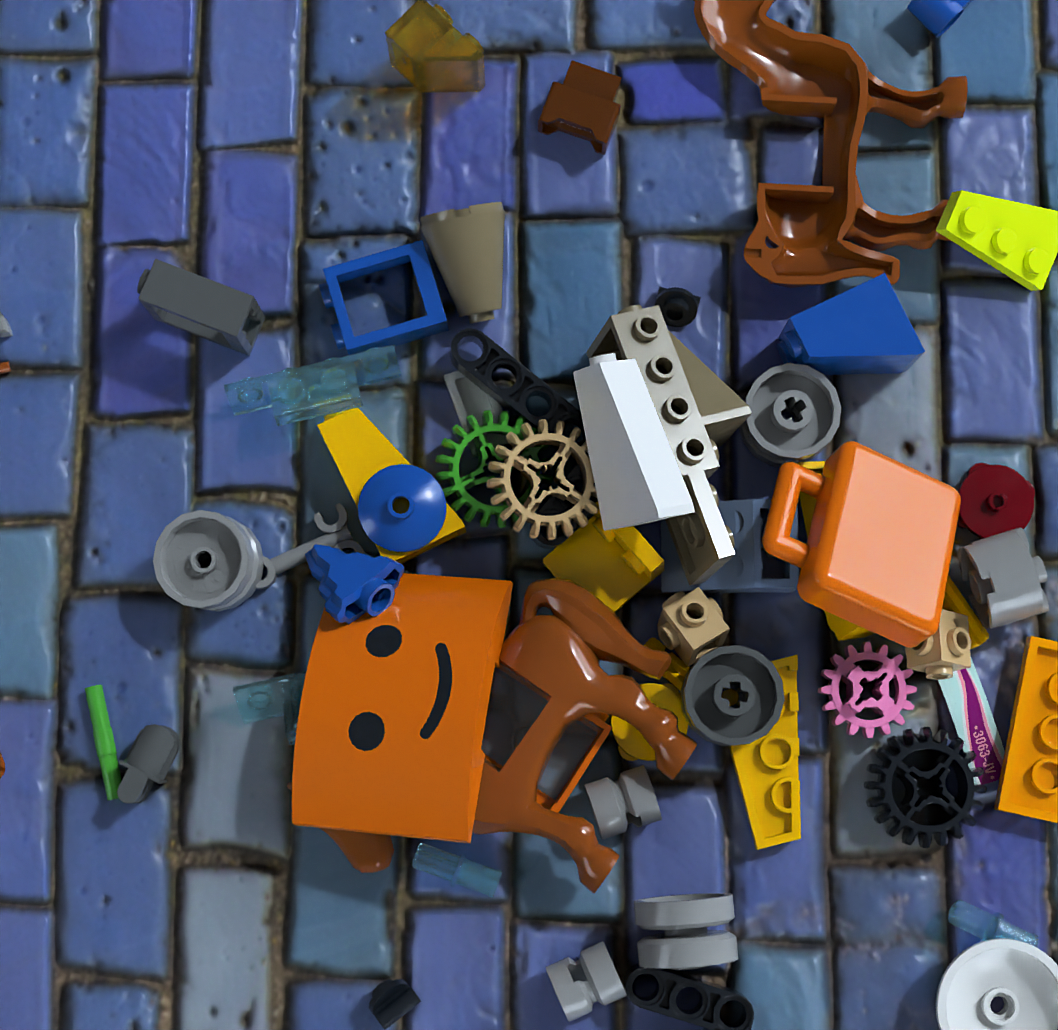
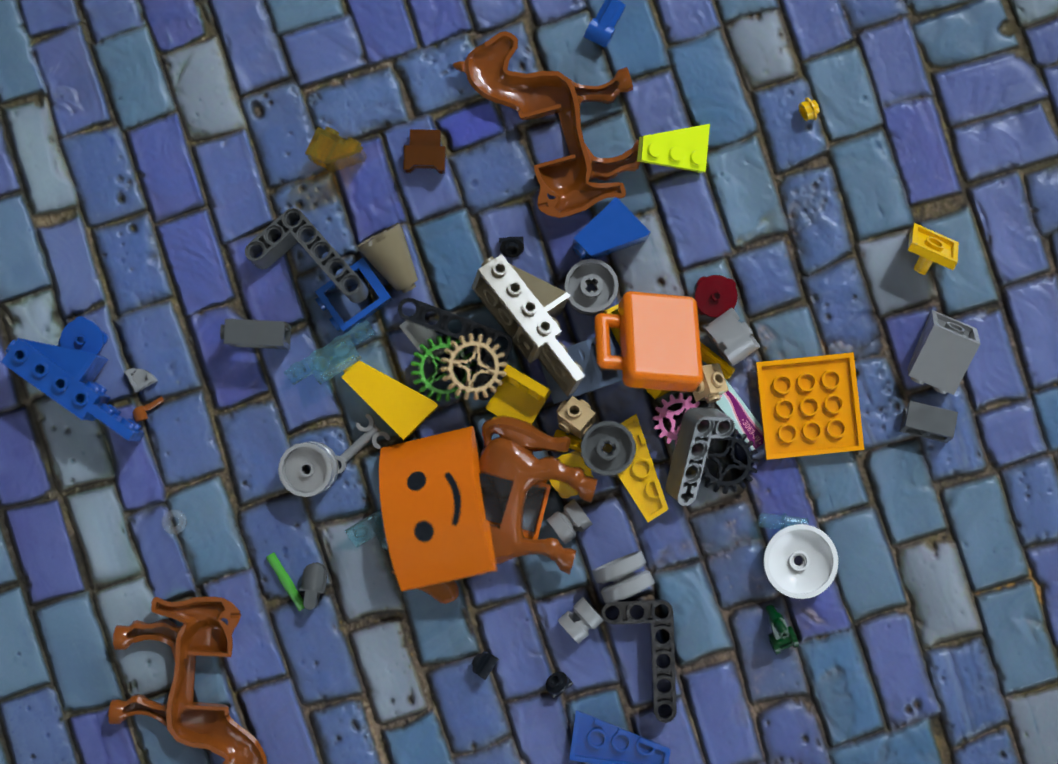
camera: 15 degrees left, 5 degrees up
(327, 157) = (315, 248): none -> dark grey beam
(353, 581) = (389, 454): blue rock -> none
(406, 530) = (411, 415): blue dish -> none
(456, 869) = (494, 585): clear light blue axle -> none
(627, 446) = (510, 337): white slope -> none
(876, 749) = (691, 451): none -> dark grey beam

